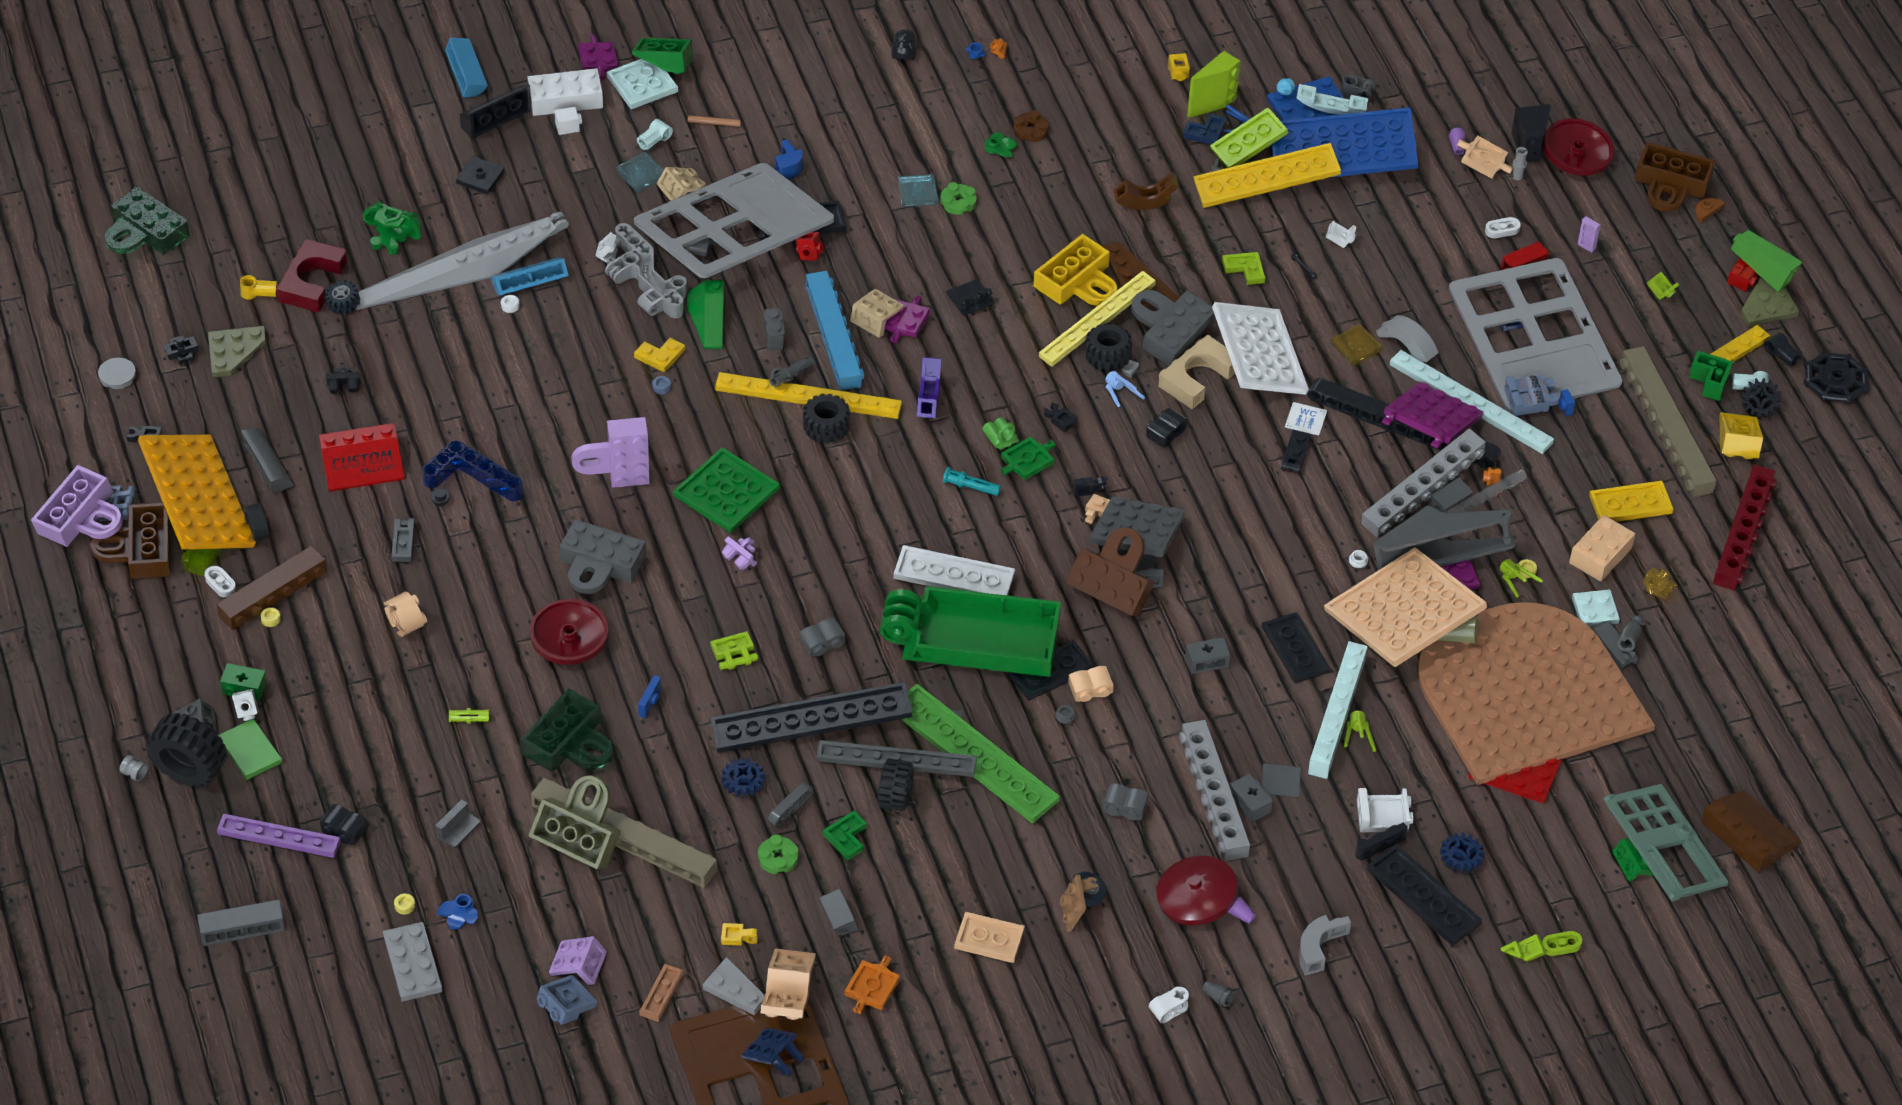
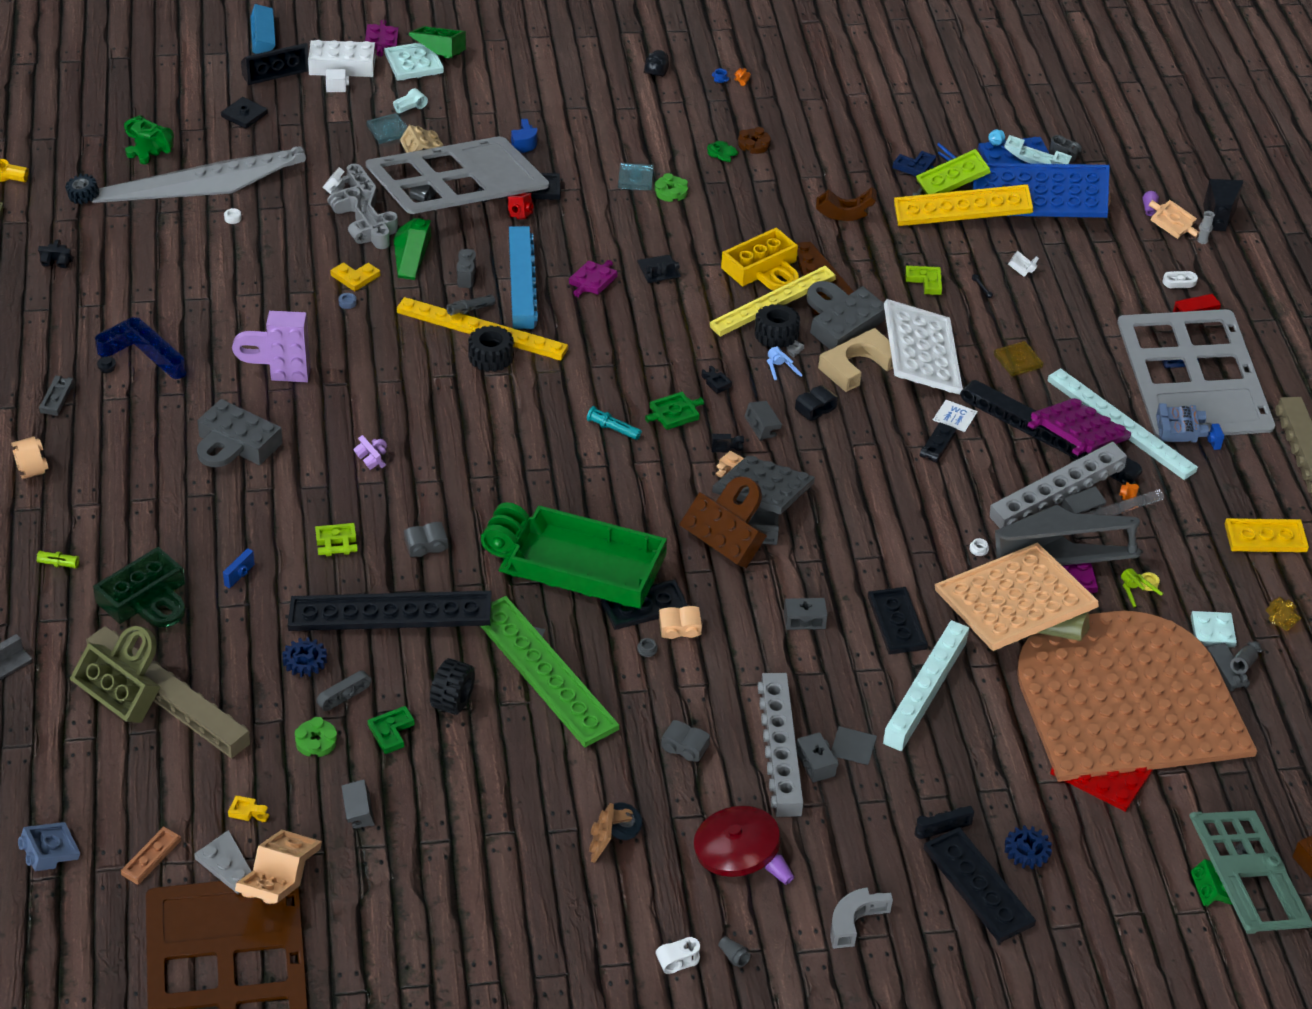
camera: 10 degrees right, 5 degrees down
(310, 256) = (66, 153): dark red arch -> none
(361, 457) = (46, 319): red slope -> none
(529, 276) = (257, 195): dark azure brick -> none
(569, 631) = (180, 497): dark red dish -> none
(580, 957) = (80, 807): lavender bracket -> none
(714, 121) = (469, 99): nougat bar -> none
(726, 490) = (377, 396): green plate -> none
(768, 1047) = (240, 926): dark blue plate -> none
(872, 985) = (369, 883): orange plate -> none
(873, 311) = (562, 264): tan bracket -> none
(877, 755) = (484, 667): dark grey plate -> none
(929, 387) = (595, 342): dark purple arch -> none
(952, 572) = (564, 496): white plate -> none
(989, 937) = (507, 854): light nougat plate -> none
(1000, 433) = (654, 386): bright green piece -> none
(1117, 454) = (762, 419): none -> dark grey hinge
(1178, 71) = (902, 115): yellow brick -> none
(1214, 85) = (929, 125): lime slope -> none
(1358, 724) = (945, 702): lime plant -> none
(1380, 812) = (951, 792): white panel -> none
(1412, 335) = (1073, 355): light grey arch -> none
(1527, 949) = (1079, 960): lime slope -> none
(1560, 943) = (1118, 959): lime plate -> none
(1578, 147) = (1265, 222): dark red dish -> none
(1588, 234) = (1262, 294): lavender plate -> none
(1602, 548) = (1229, 572): light nougat brick -> none

